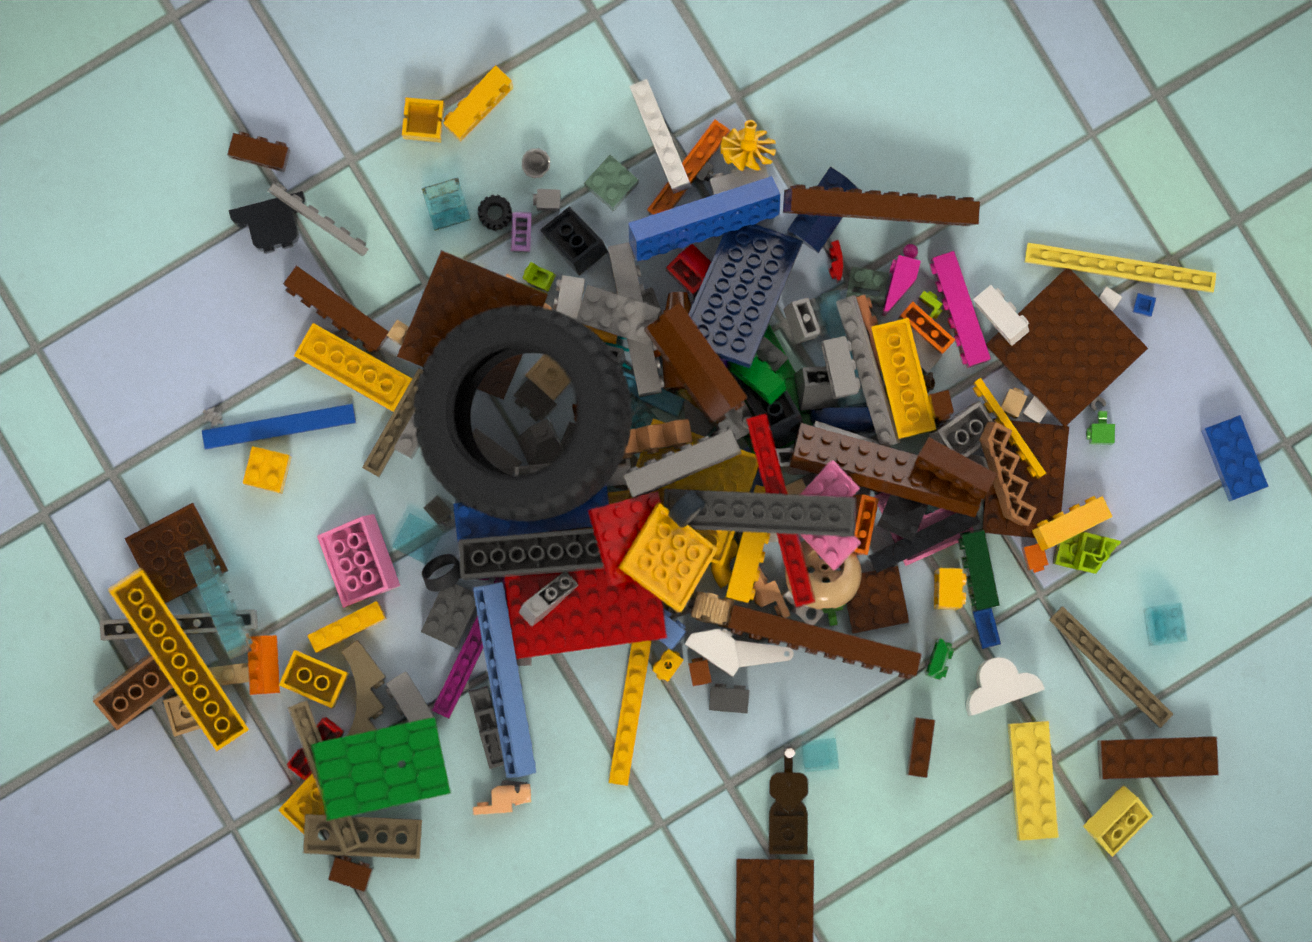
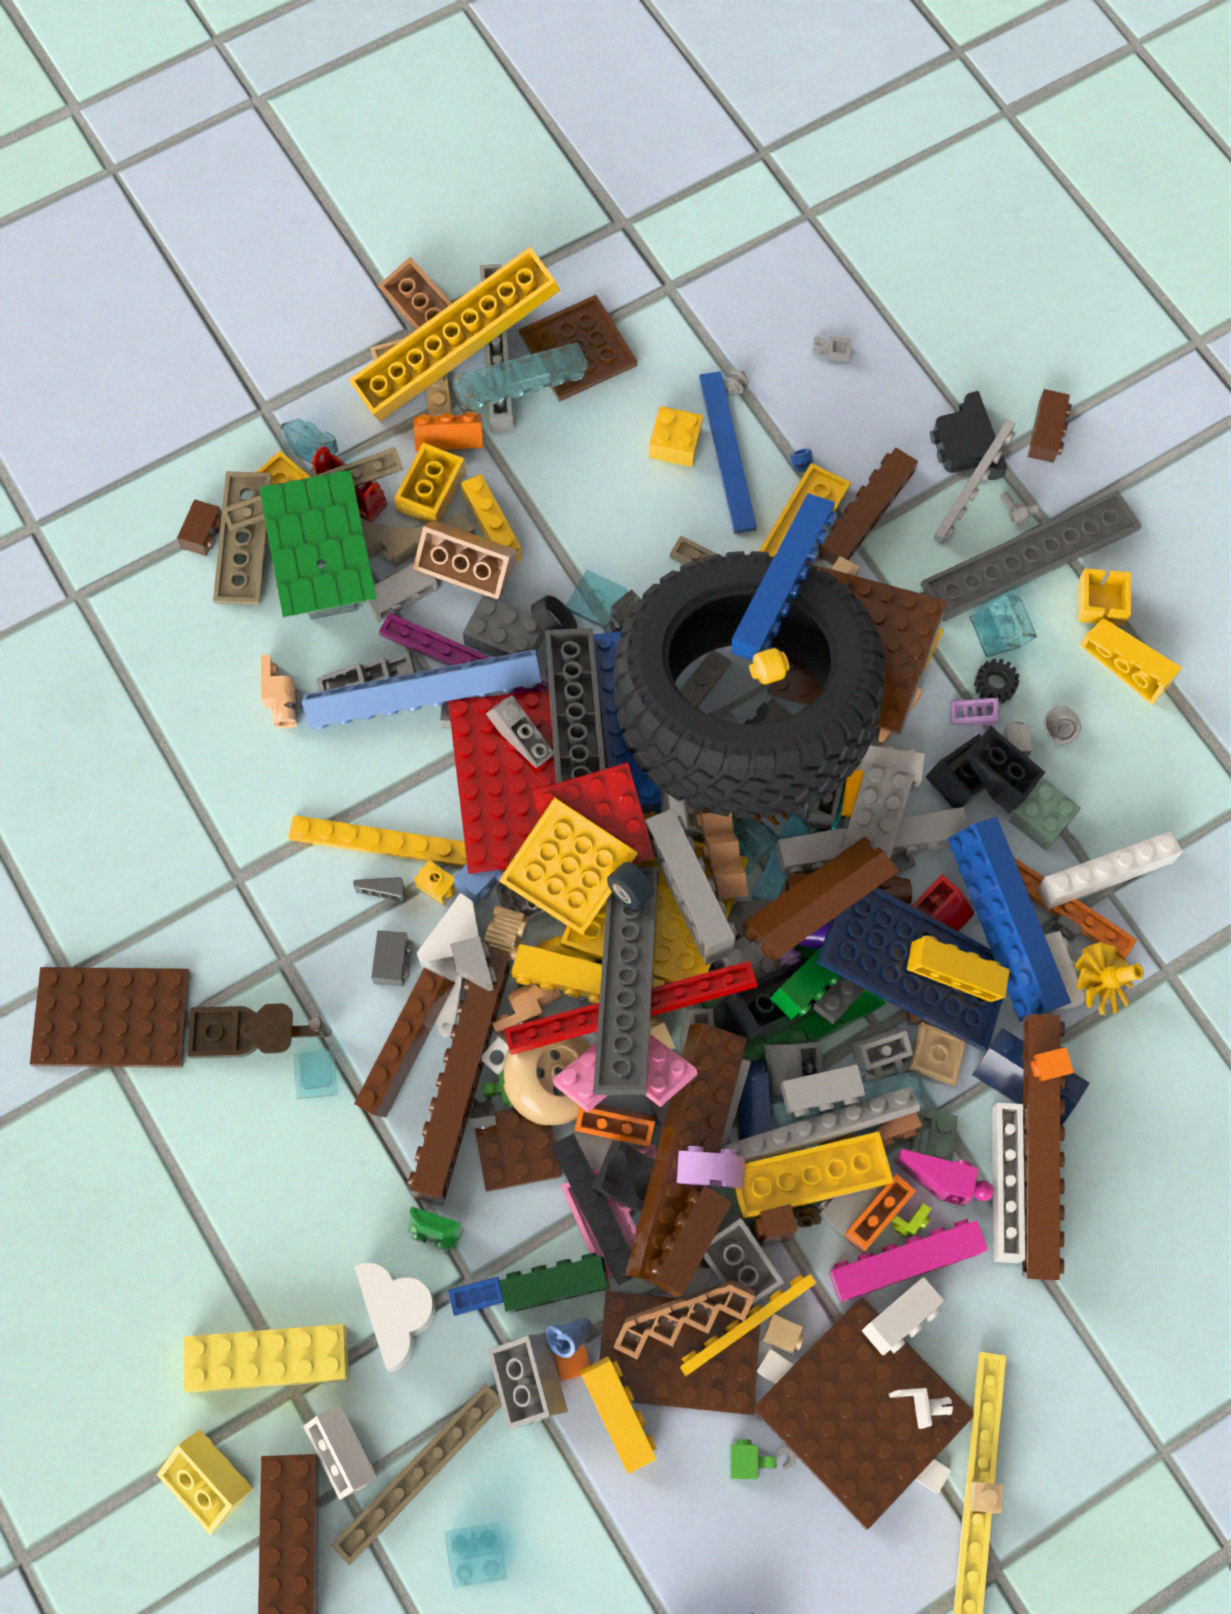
camera: 90 degrees right, 15 degrees down
(180, 329) = (836, 348): none -> light grey plate
(270, 783) = (305, 439): none -> clear light blue slope
(288, 363) = (801, 456): none -> blue tile
(342, 183) = (1018, 512): none -> light grey piece
(358, 560) = (570, 534): bright pink slope -> none
(381, 176) = (1032, 554): none -> dark grey plate
(390, 646) = (464, 559): none -> medium nougat slope
(447, 382) = (784, 576): none -> blue brick
(532, 395) = (769, 666): none -> yellow head
(538, 276) = (920, 729): lime bracket -> none
(578, 212) = (1004, 770): none -> black slope
(671, 702) = (381, 887): none -> dark grey slope
(699, 671) = (424, 921): dark orange brick -> none
(743, 632) = (471, 962): none -> light grey slope
(746, 259) = (958, 969): none -> yellow brick
(801, 684) = (404, 1043): none -> reddish brown brick
(806, 279) = (937, 1054): none -> tan tile
(830, 197) = (1051, 1064): none -> orange brick
(837, 266) = (956, 1096): red slope -> none
(853, 624) = (482, 1114): none -> dark grey plate
(903, 232) = (1008, 1183): none -> white brick
(903, 451) = (711, 1169): none -> lavender brick
(920, 747) = (318, 1204): reddish brown brick -> none
(949, 588) = (527, 1238): yellow brick -> none
(1019, 558) = (569, 1337): none -> medium blue piece
(1049, 588) = (527, 1380): none -> light grey brick
(1065, 302) = (925, 1407): none -> white bracket
(1085, 552) = (579, 1437): lime slope -> none
(1098, 723) = (340, 1452): none -> white brick
(1127, 264) = (985, 1497): none -> tan brick
(1144, 305) = (928, 1526): blue plate -> none

